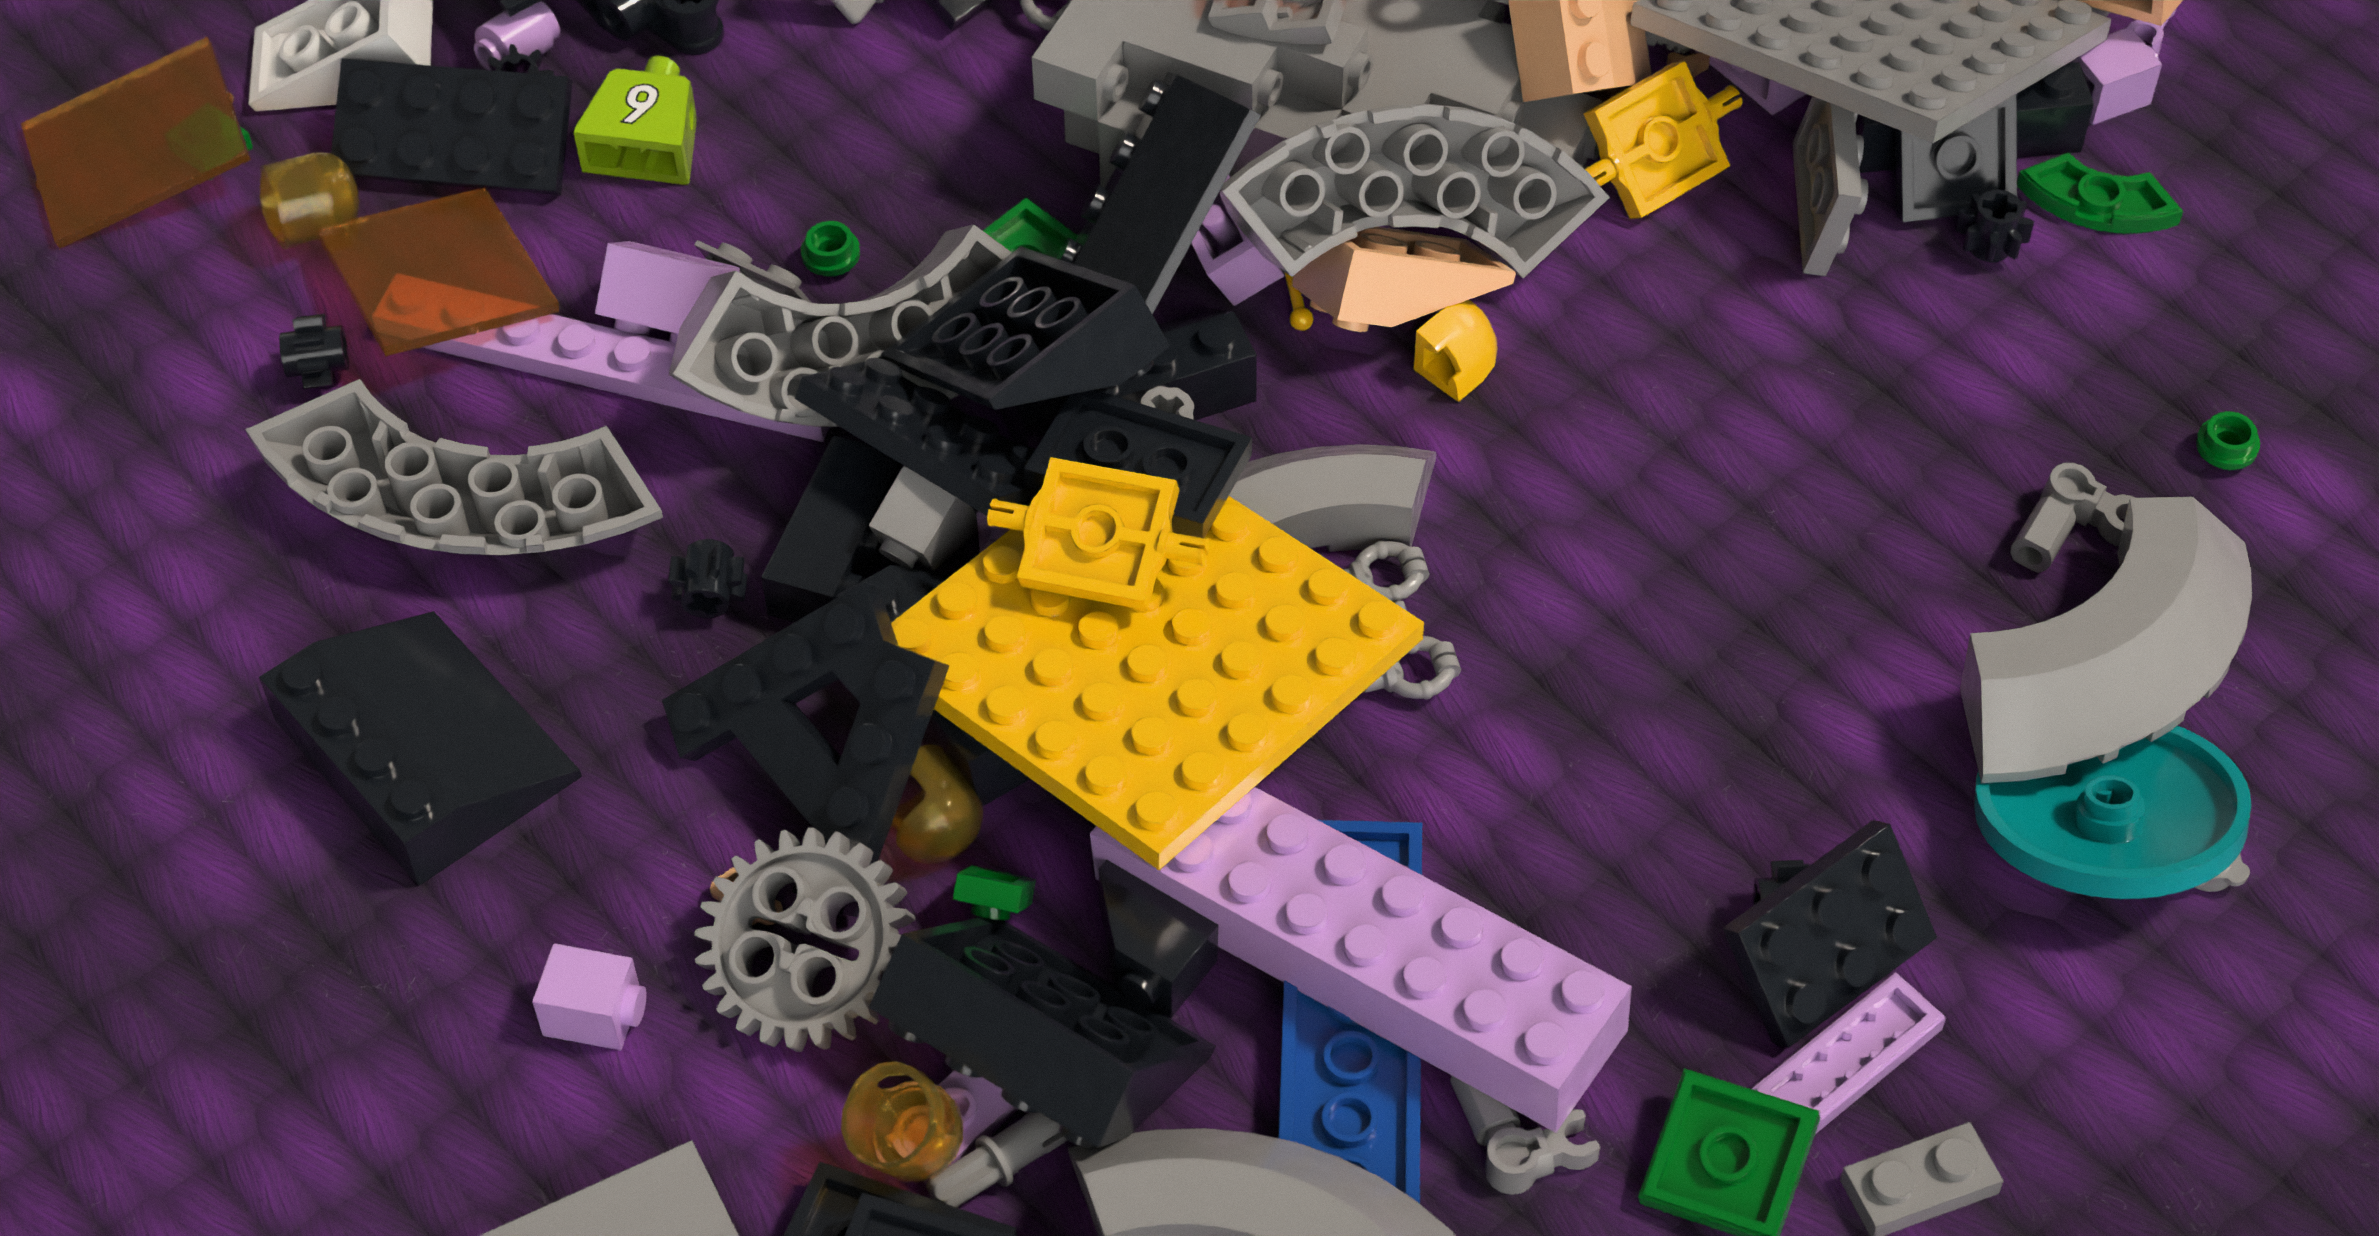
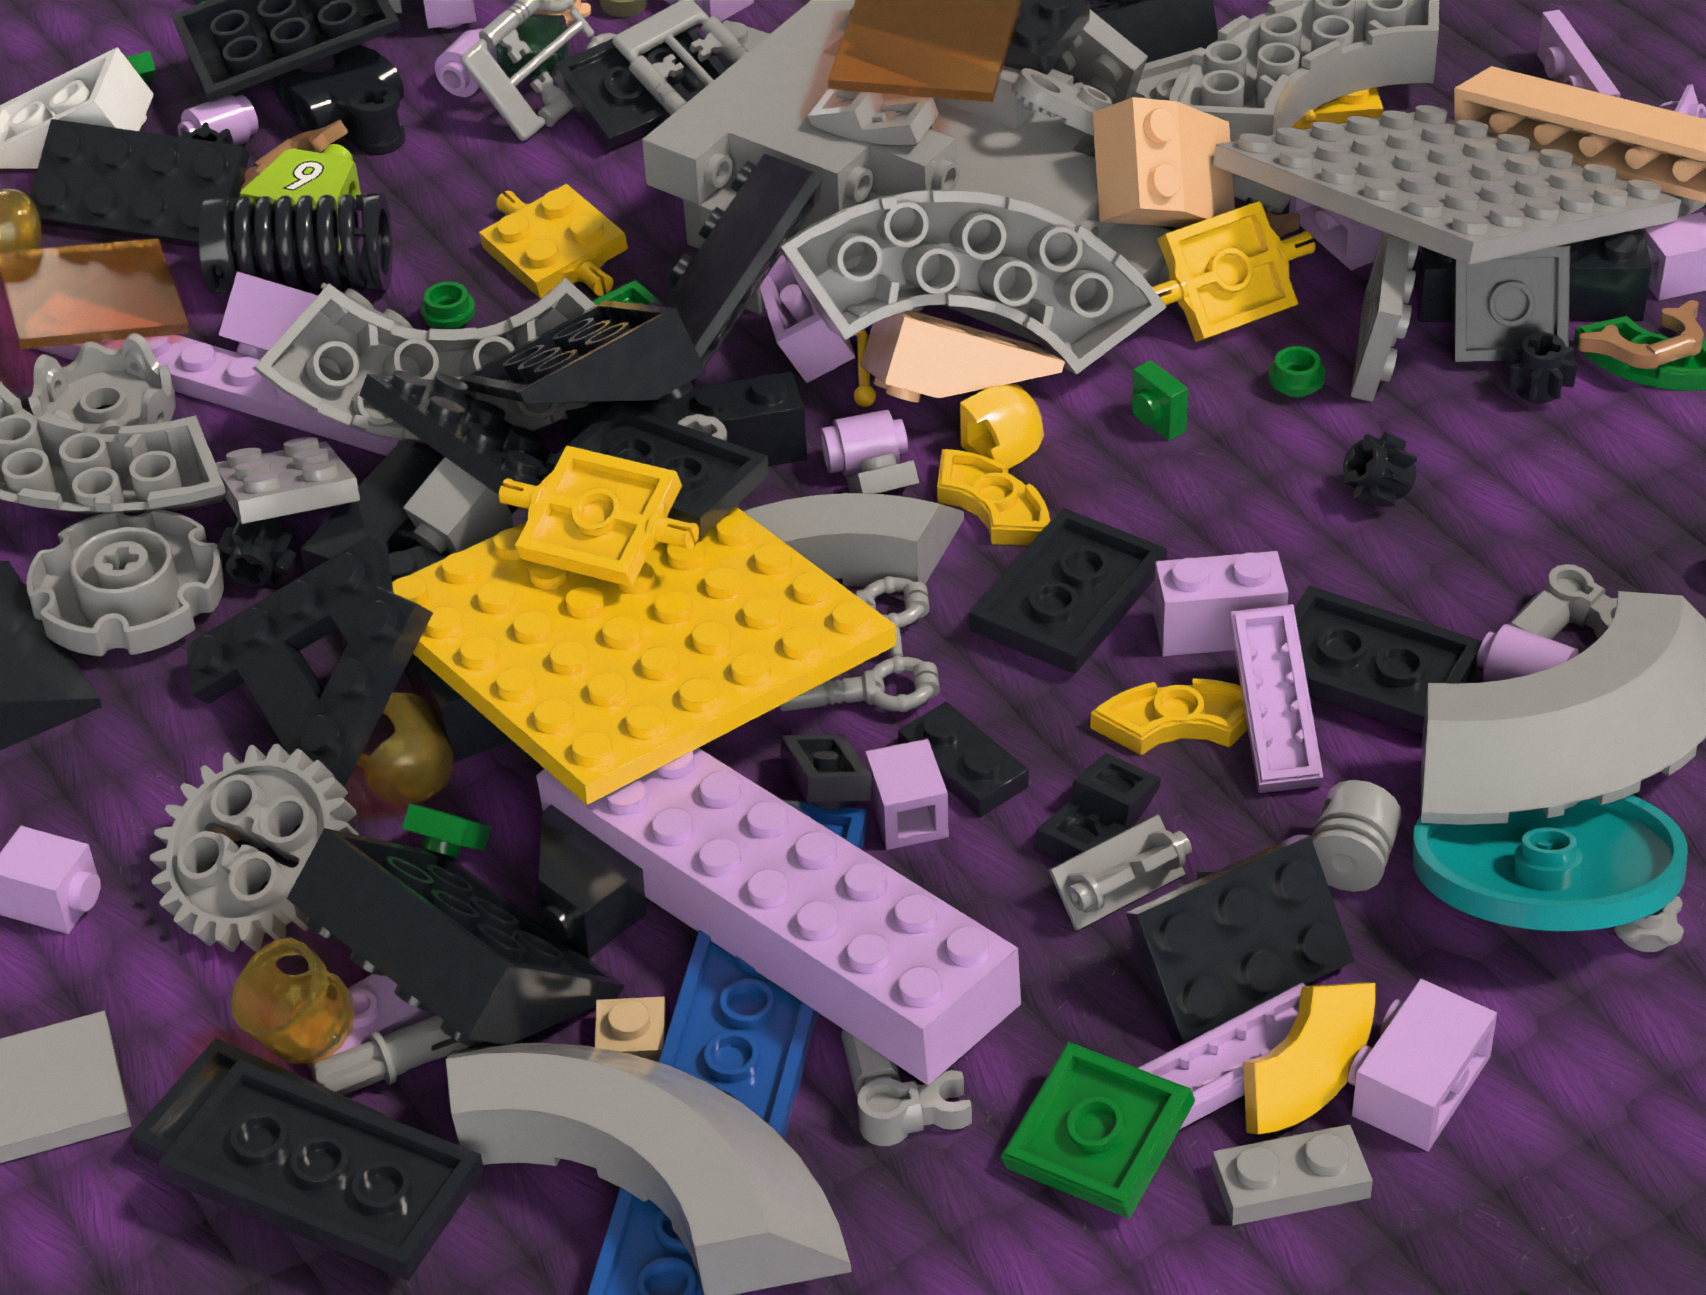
camera: 10 degrees right, 10 degrees down
(486, 374) = (105, 376): none -> light grey plate
(574, 630) = (125, 582): none -> light grey piece
(605, 60) = (314, 139): none -> medium nougat helmet
(655, 204) = (293, 231): none -> black piece
(724, 494) = (287, 480): none -> light grey plate
(924, 155) = (554, 241): none -> yellow plate
(1237, 1097) = (632, 1026): none -> tan plate
(1318, 382) = (861, 439): none -> lavender brick
(1347, 423) = (882, 475): none -> light grey plate
(1371, 781) = (826, 769): none -> black plate
(1457, 798) = (908, 794): none -> lavender brick
(1469, 432) = (985, 488): none -> yellow tile
(1500, 747) = (968, 759): none -> black plate
(1567, 539) = (1067, 590): none -> black plate
(1614, 301) = (1159, 400): none -> green plate
(1649, 797) = (1102, 805): none -> black slope
(1689, 862) = (1120, 870): none -> light grey hinge
(1703, 668) = (1155, 715): none -> yellow tile
(1727, 543) = (1199, 593): none -> lavender brick
(1745, 251) = (1296, 372): none -> green plate
(1808, 651) = (1276, 699): none -> lavender plate
(1857, 366) = (1379, 469): none -> black gear
(1888, 592) = (1377, 658): none -> black plate
(1916, 797) = (1356, 834): none -> light grey piece
(1923, 1056) = (1312, 1059): none -> yellow tile
(2028, 1048) = (1421, 1063): none -> lavender brick
(2044, 580) = (1519, 653): none -> lavender brick
(2098, 203) = (1651, 356): none -> medium nougat helmet

